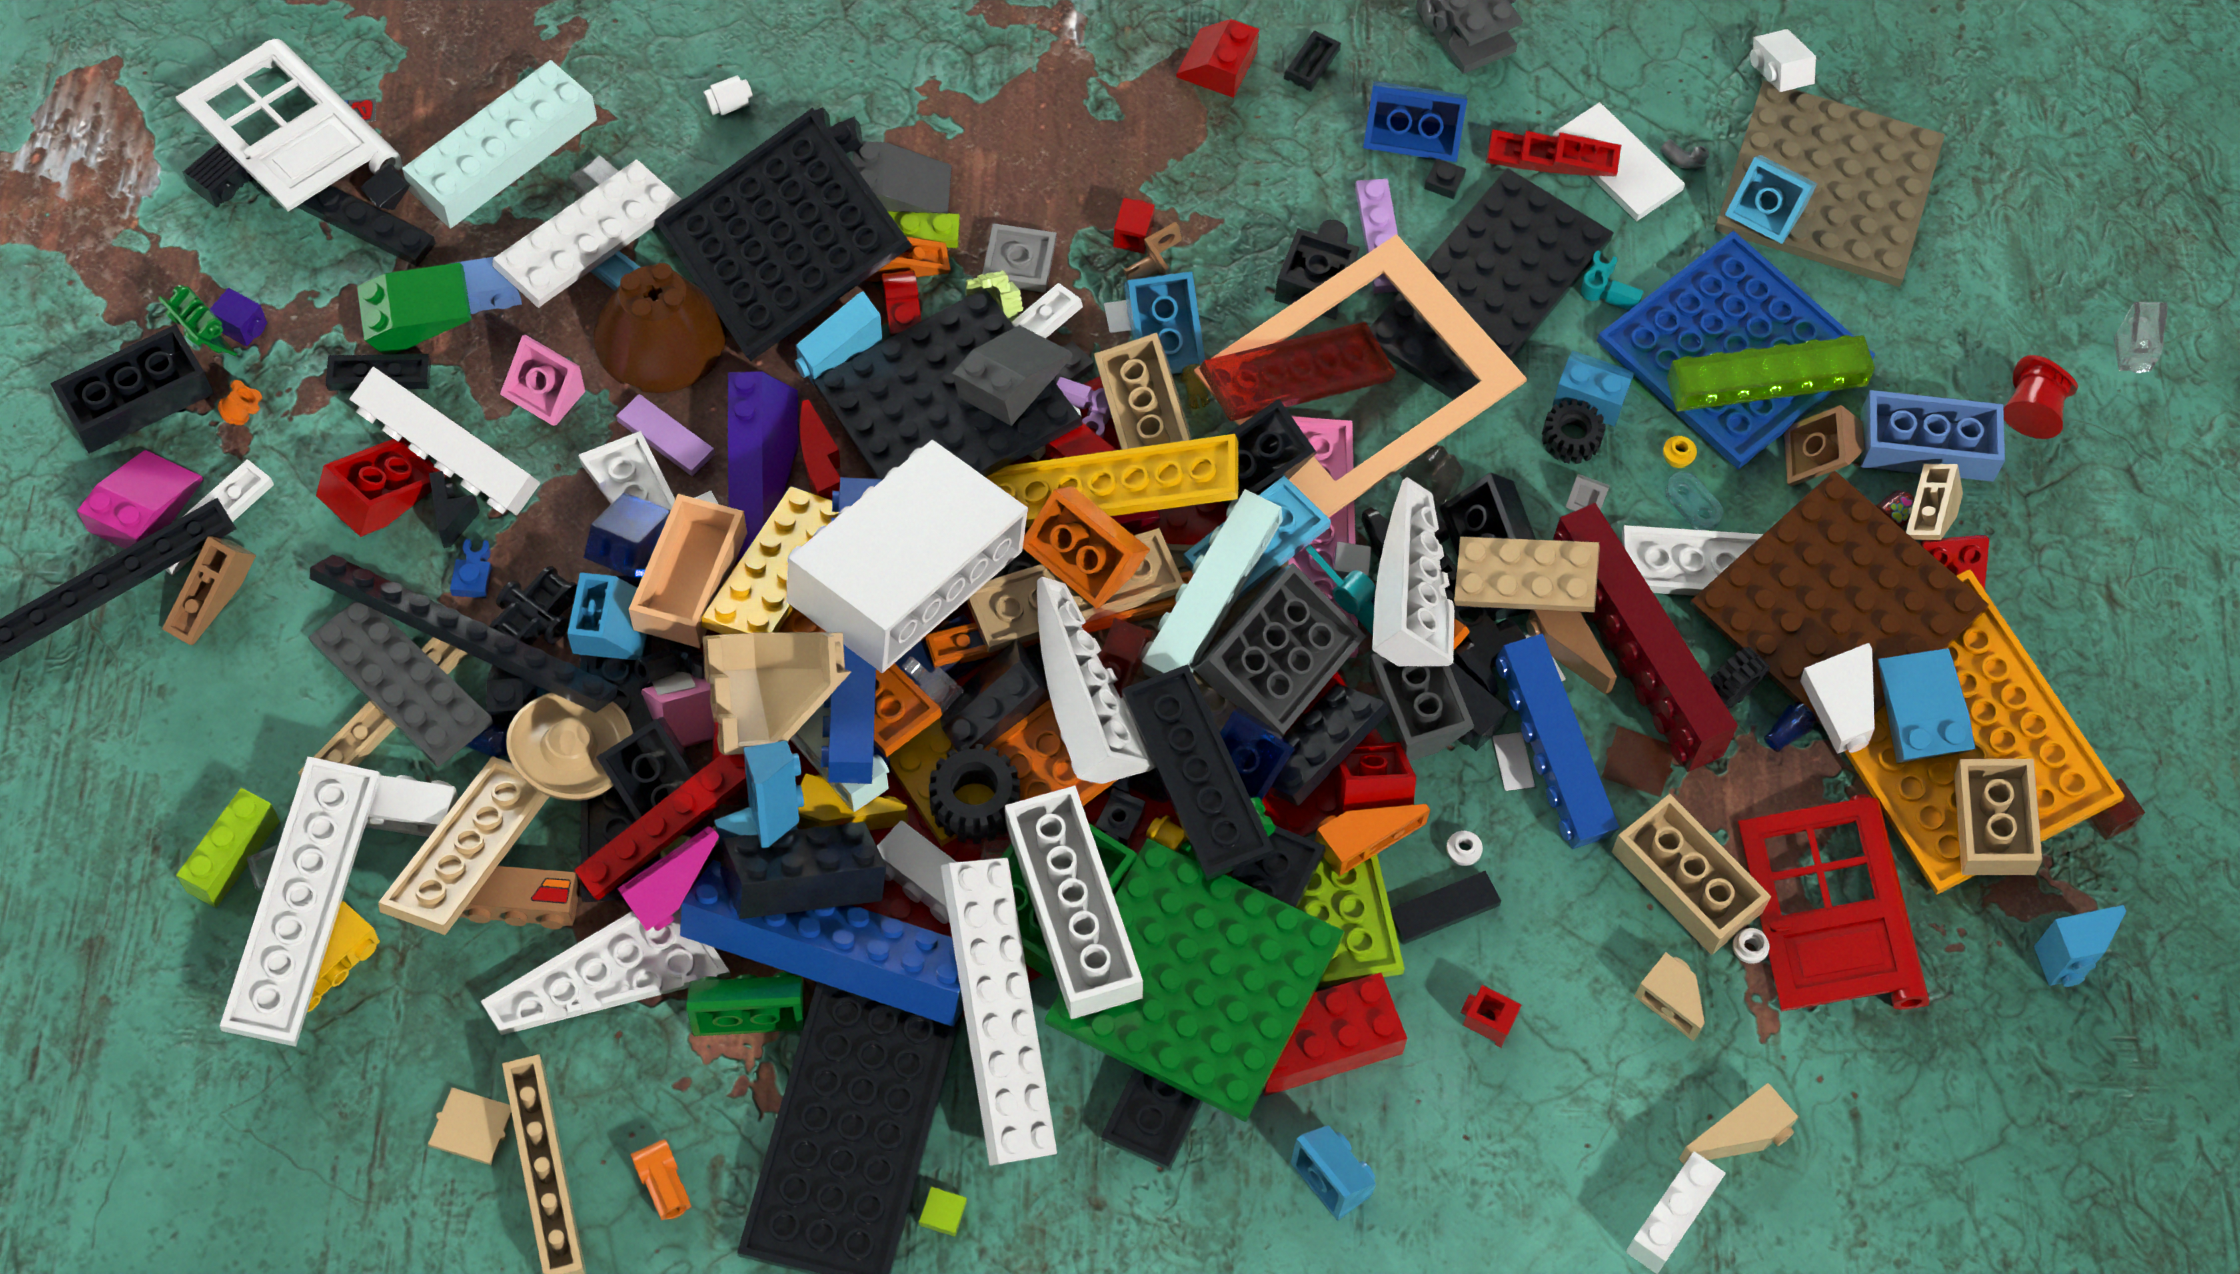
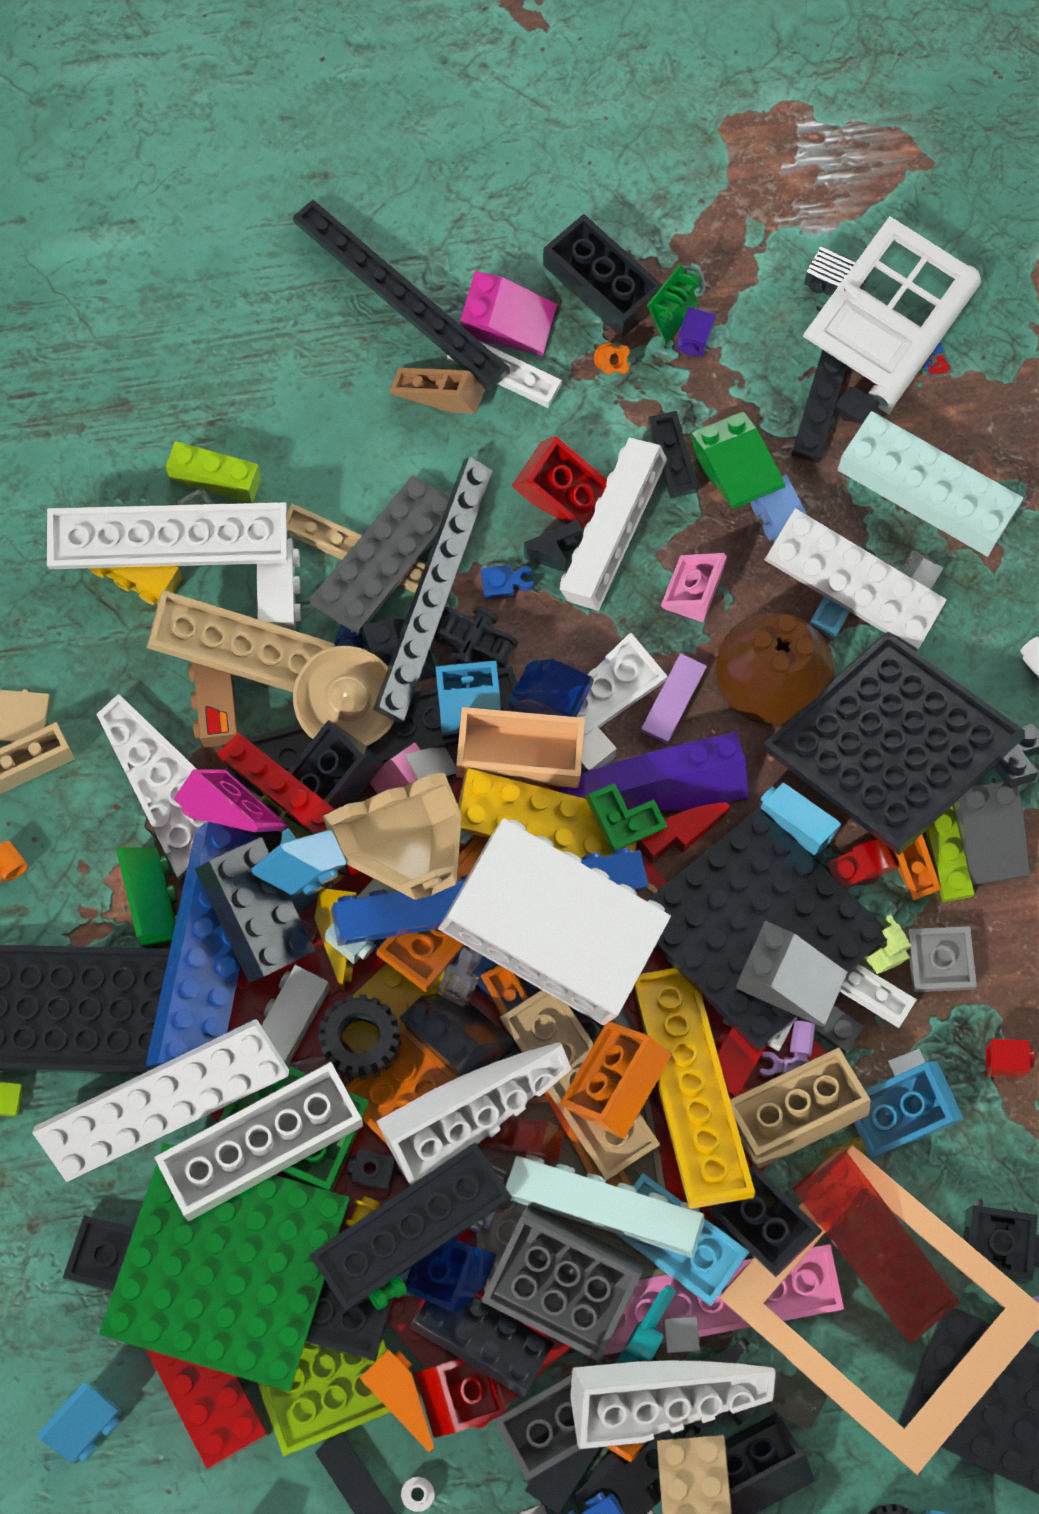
camera: 80 degrees right, 10 degrees up
(665, 663) = (444, 755): black bar -> none
(801, 496) = (620, 825): none -> green plate
(1154, 262) = (972, 1085): medium nougat bracket -> none

